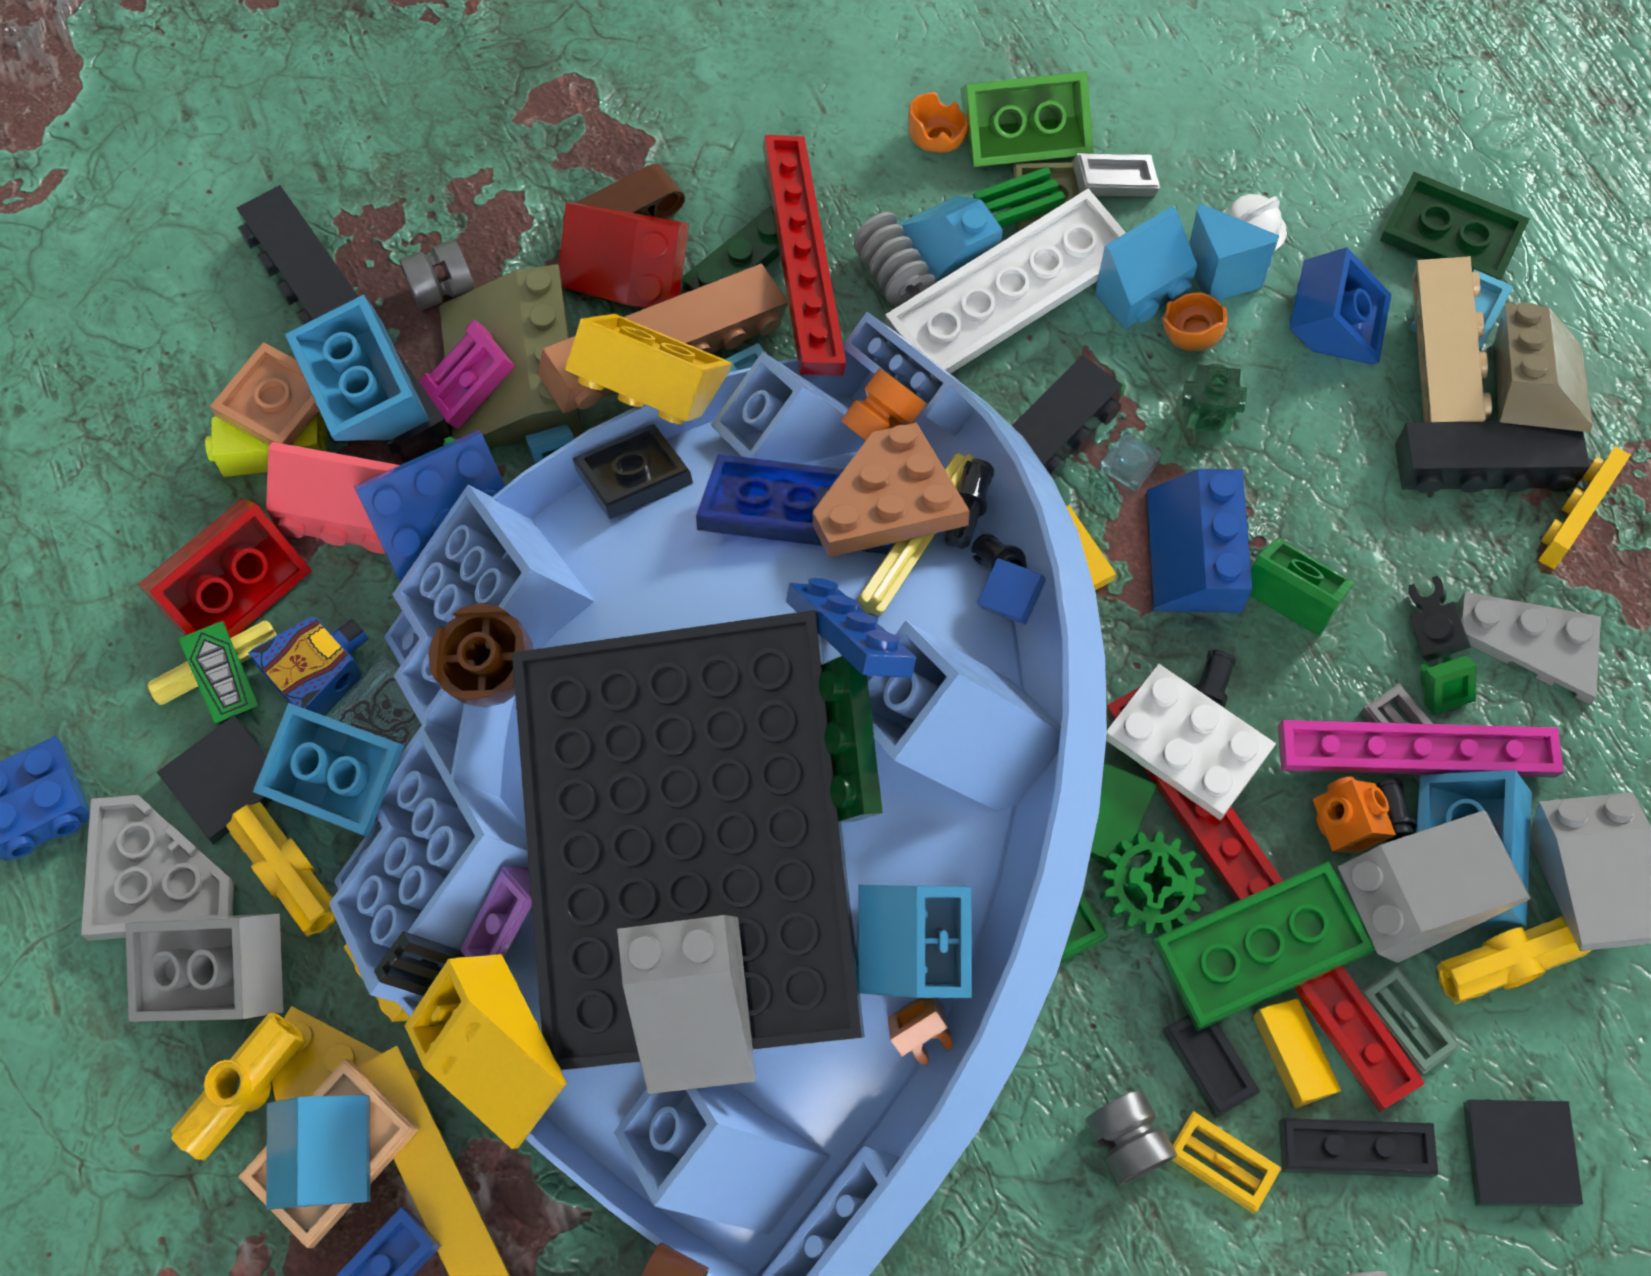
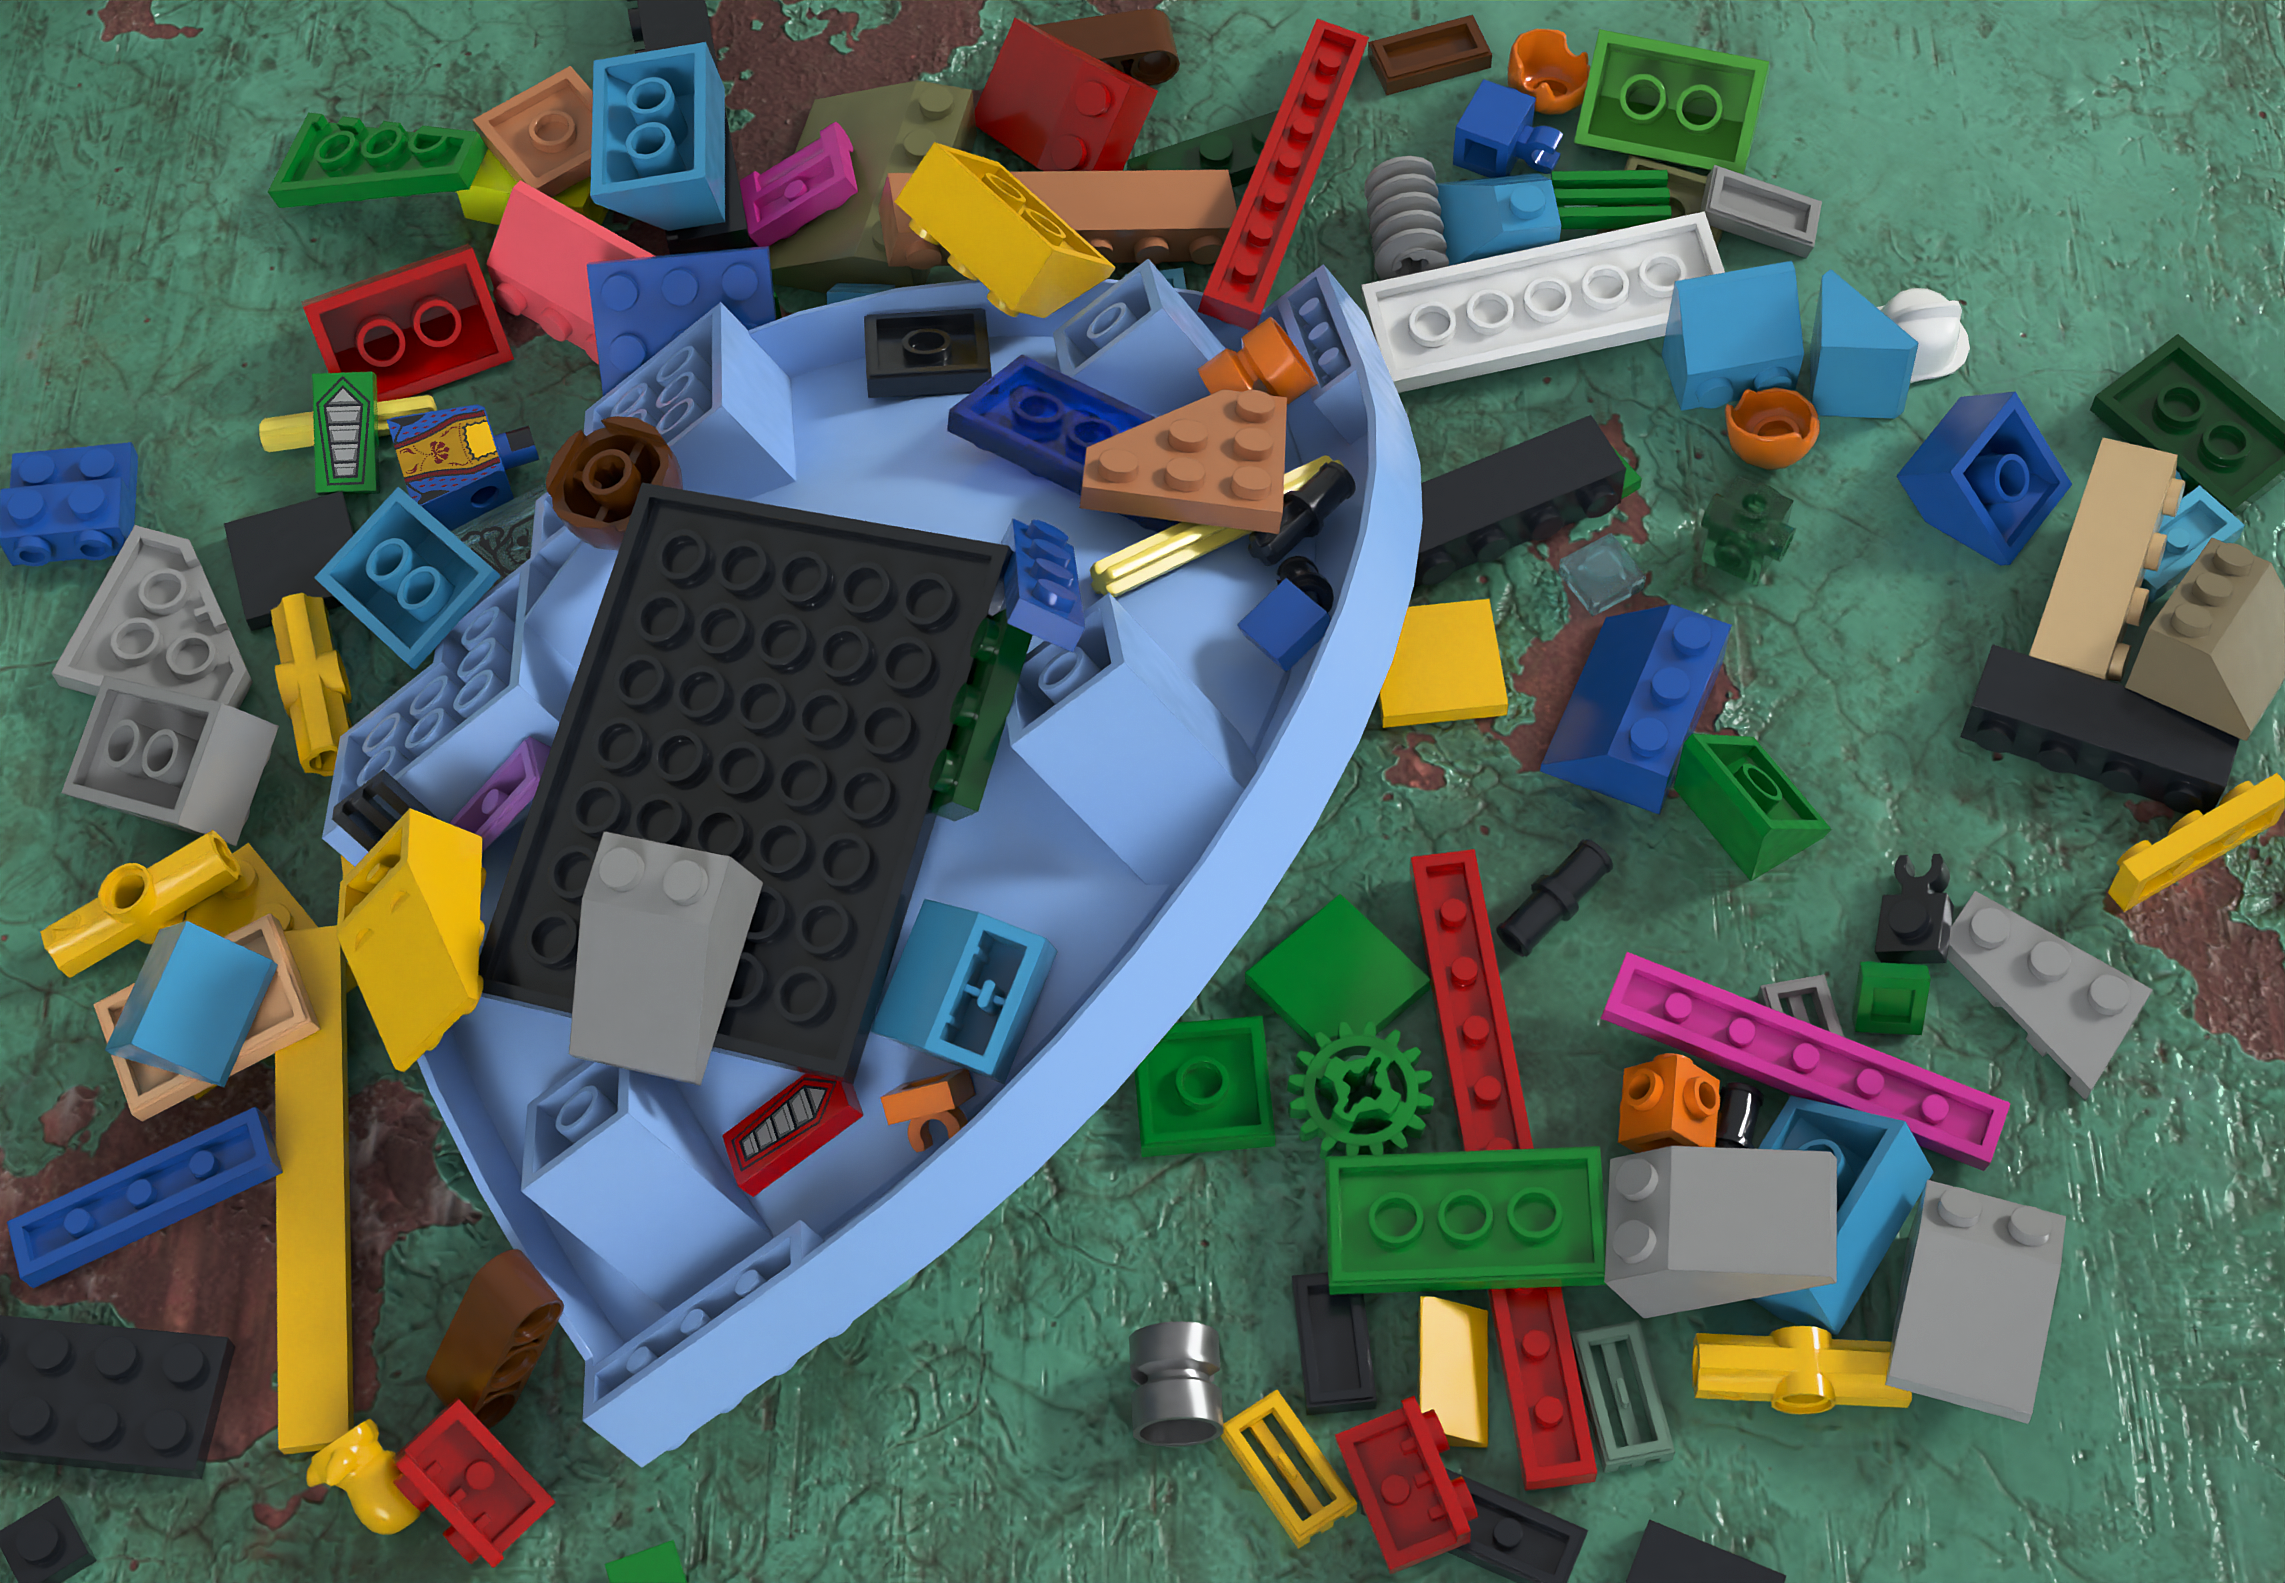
camera: 25 degrees right, 5 degrees down
(132, 464) = (365, 163): none -> green wing
(423, 280) = (804, 59): flat silver wheel -> none
(823, 1083) = (789, 1129): none -> red tile
(847, 135) = (1429, 54): none -> reddish brown tile
(923, 176) = (1500, 131): none -> blue brick
(1189, 741) = (1494, 937): white plate -> none
(1317, 1145) = (1406, 1486): none -> red bracket

